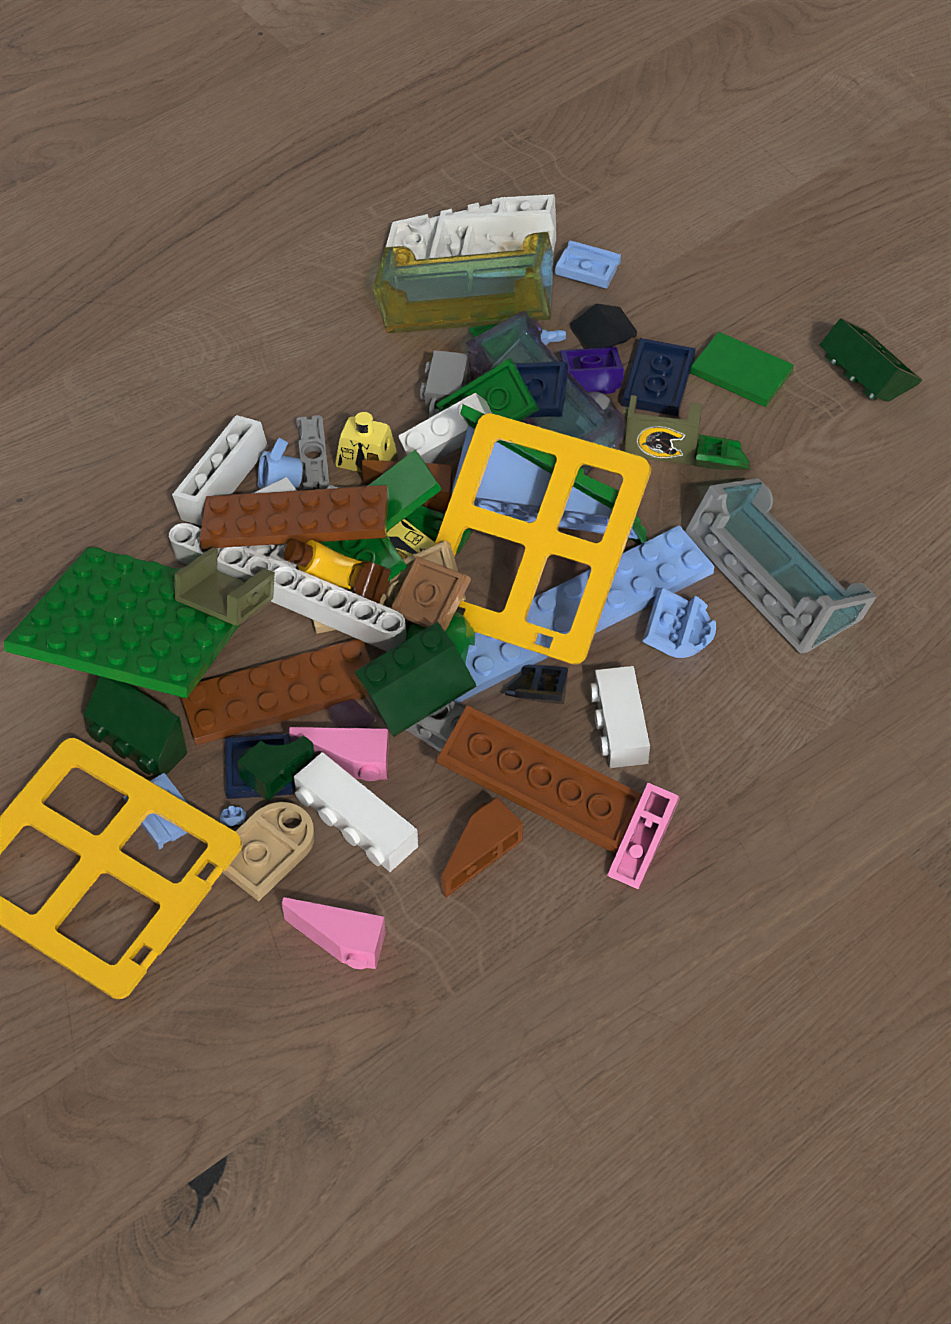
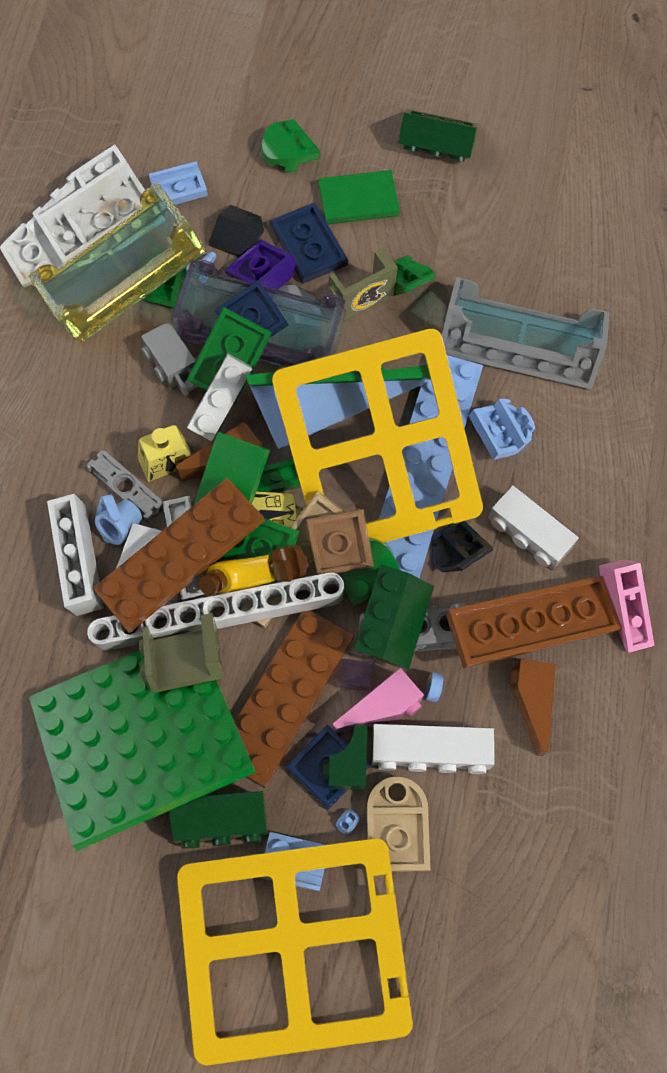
camera: 45 degrees left, 15 degrees up
(344, 933) = (516, 846): bright pink slope -> none
(404, 770) = (433, 687): none -> light blue tile
(717, 290) = (287, 145): none -> green slope

